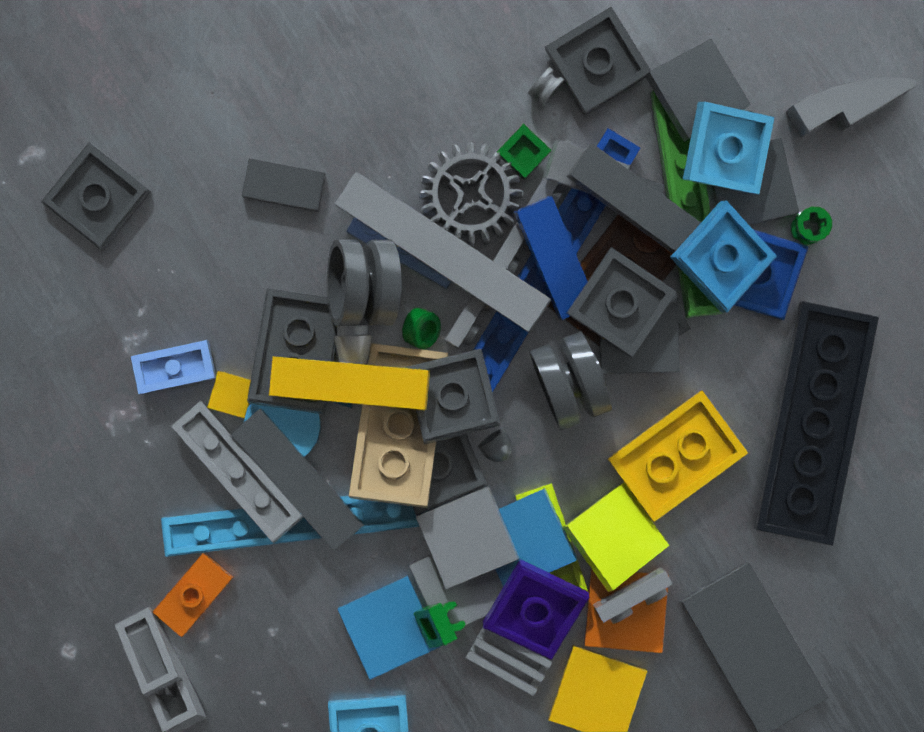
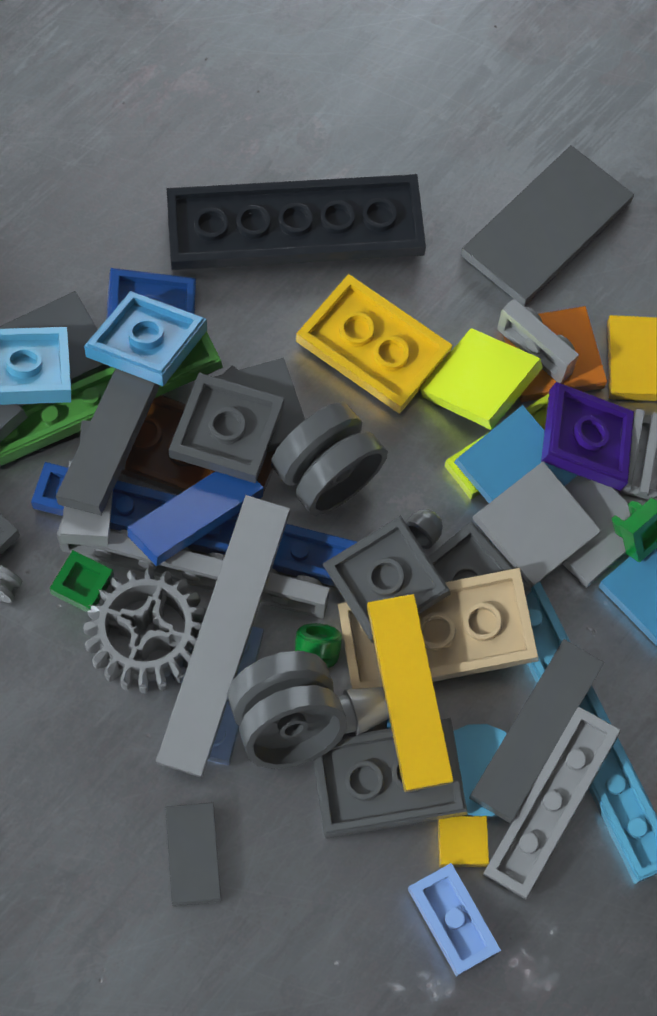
camera: 115 degrees left, 20 degrees down
(816, 215) = (80, 281): green bush -> none

